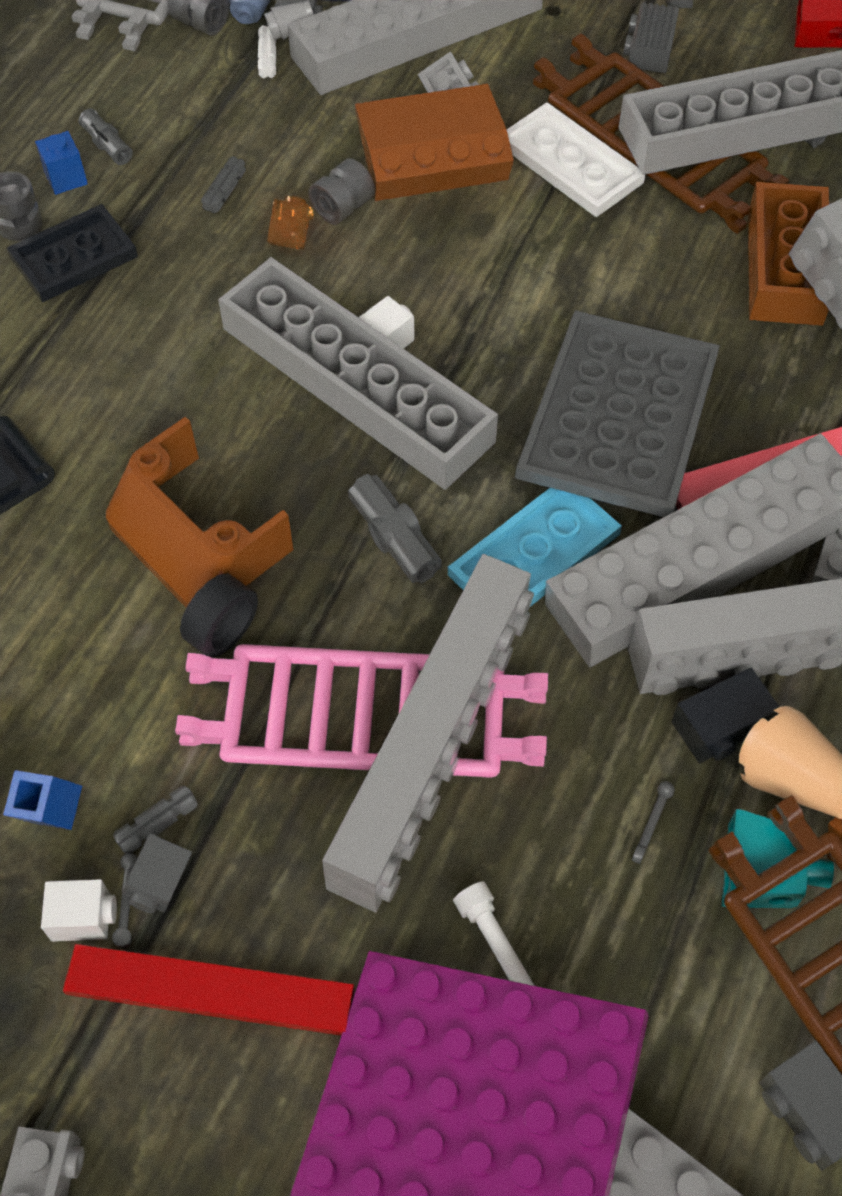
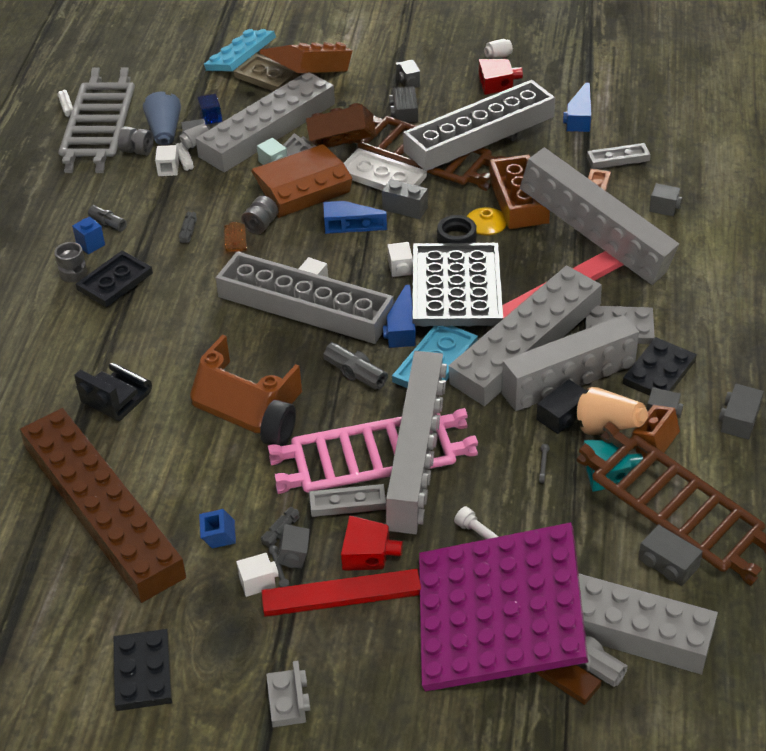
camera: 15 degrees left, 15 degrees down
(235, 53) = (167, 160): none -> white brick
(283, 800) = (347, 500): none -> light grey plate
(284, 909) = (367, 545): none -> red torso
(403, 76) = (270, 151): none -> light aqua brick
(487, 232) = (352, 217): none -> blue slope
(492, 474) = (400, 326): none -> blue slope
(526, 57) = (341, 126): none -> reddish brown brick
(542, 335) = (400, 259): none -> white brick
(590, 219) = (405, 199): none -> dark grey brick
(660, 287) = (456, 223): none -> black tyre
(715, 293) = (488, 220): none -> yellow dish

